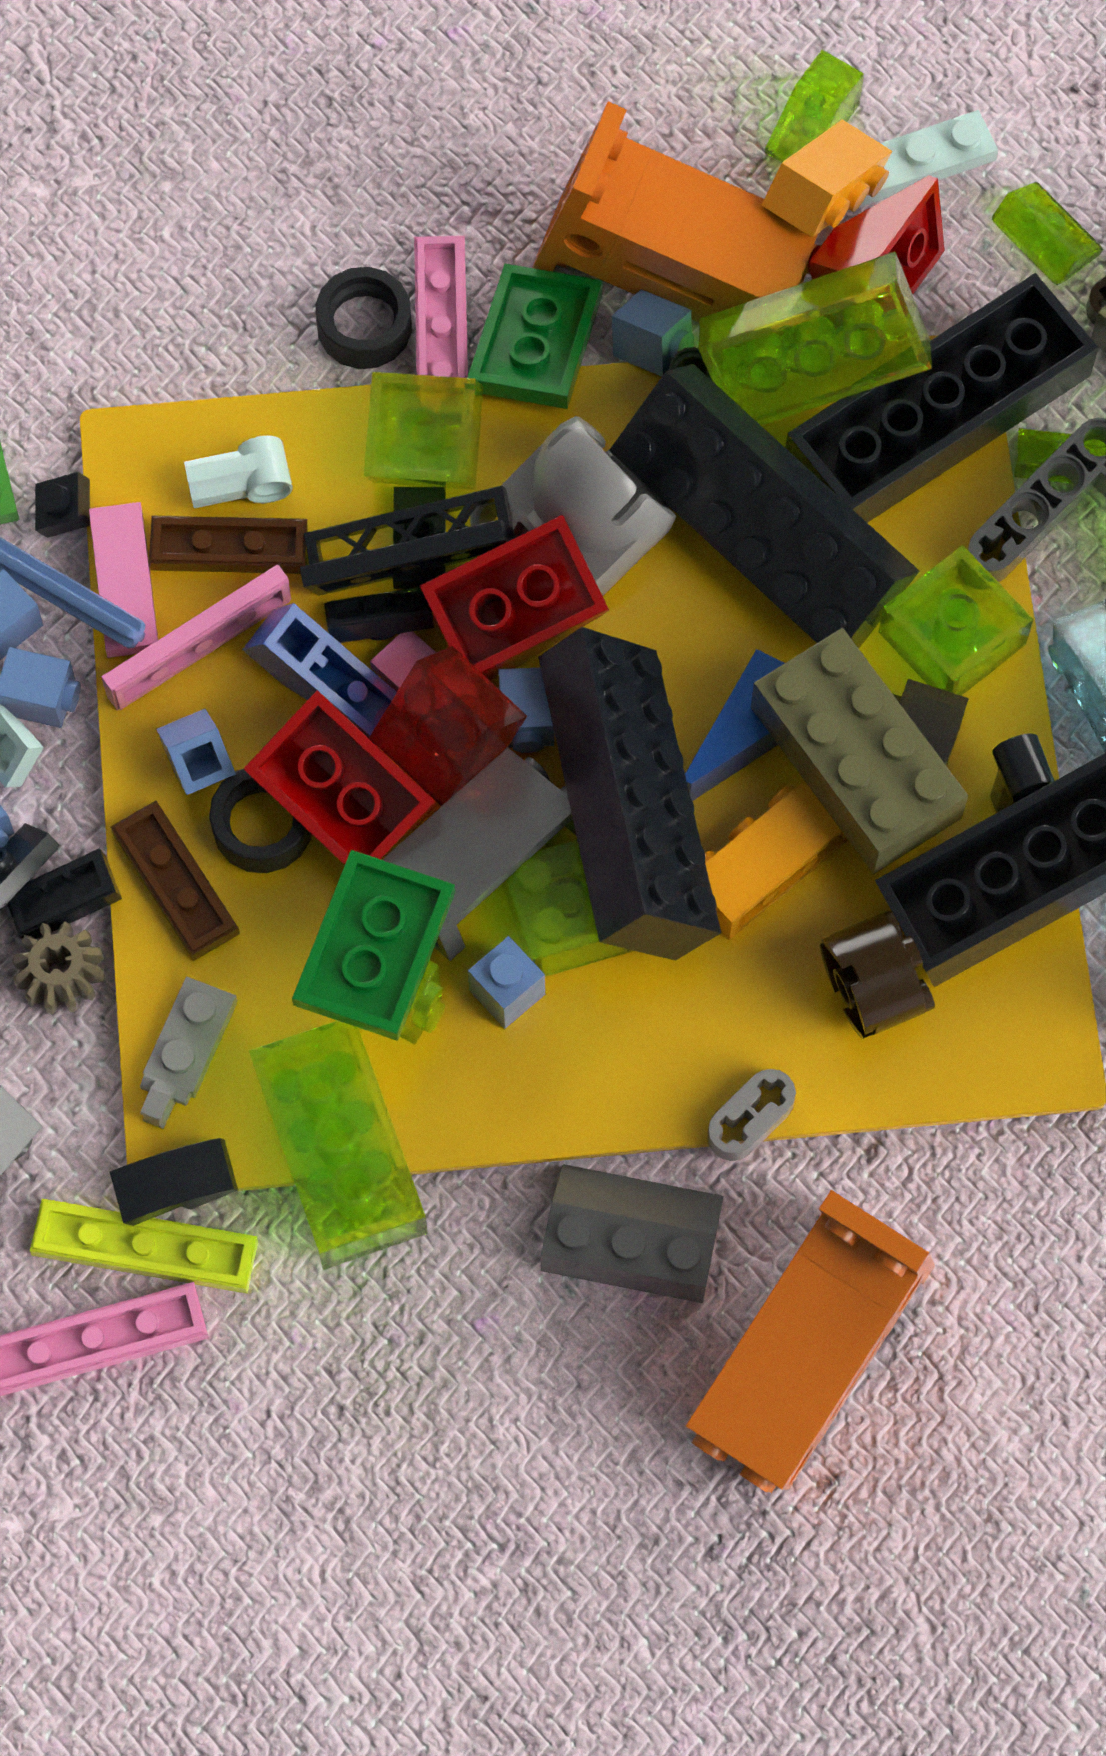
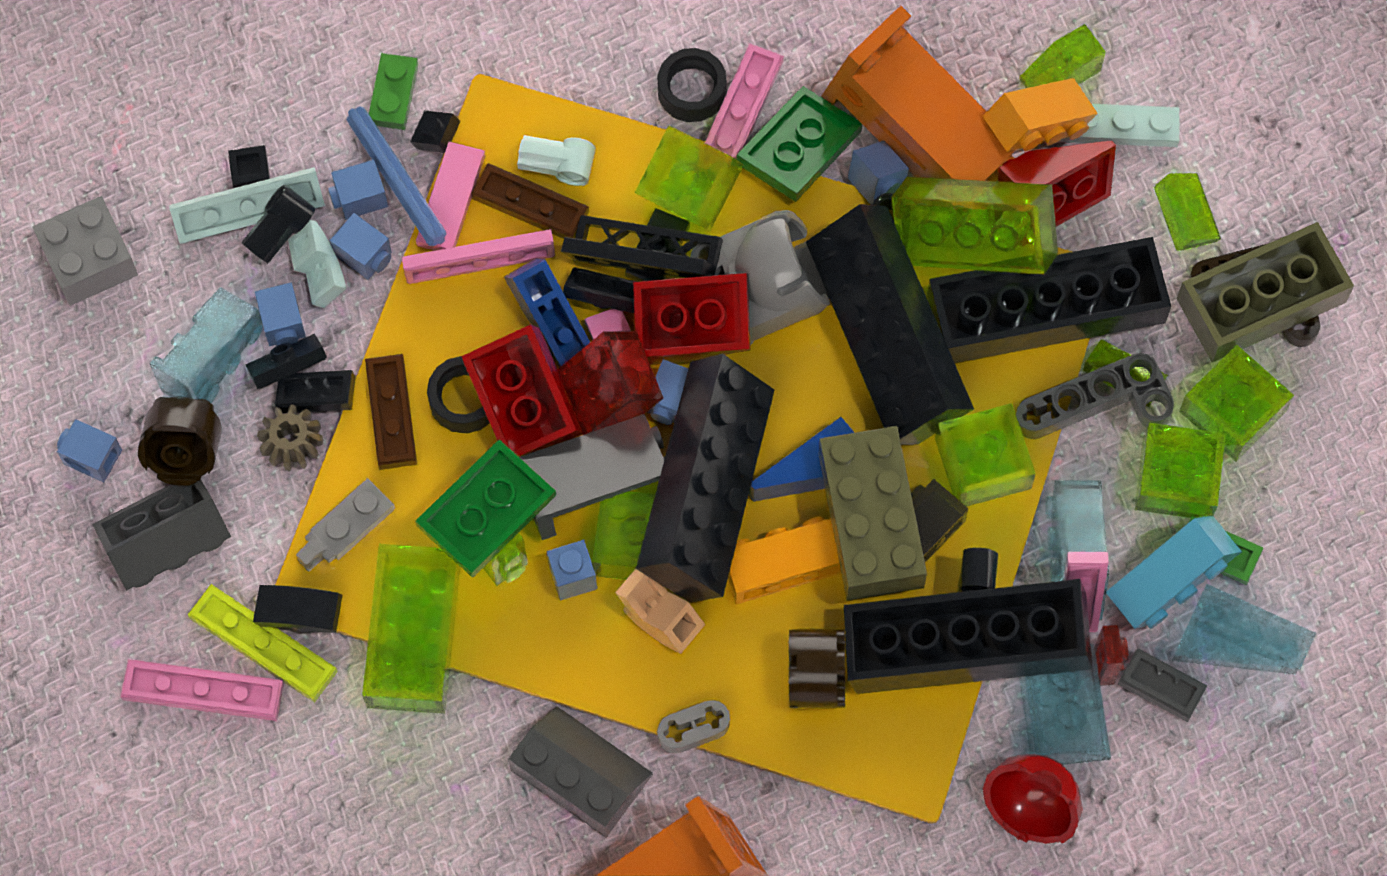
camera: 25 degrees right, 0 degrees up
(196, 751) = (440, 332): medium blue brick -> none
(643, 989) = (659, 612): none -> light nougat brick

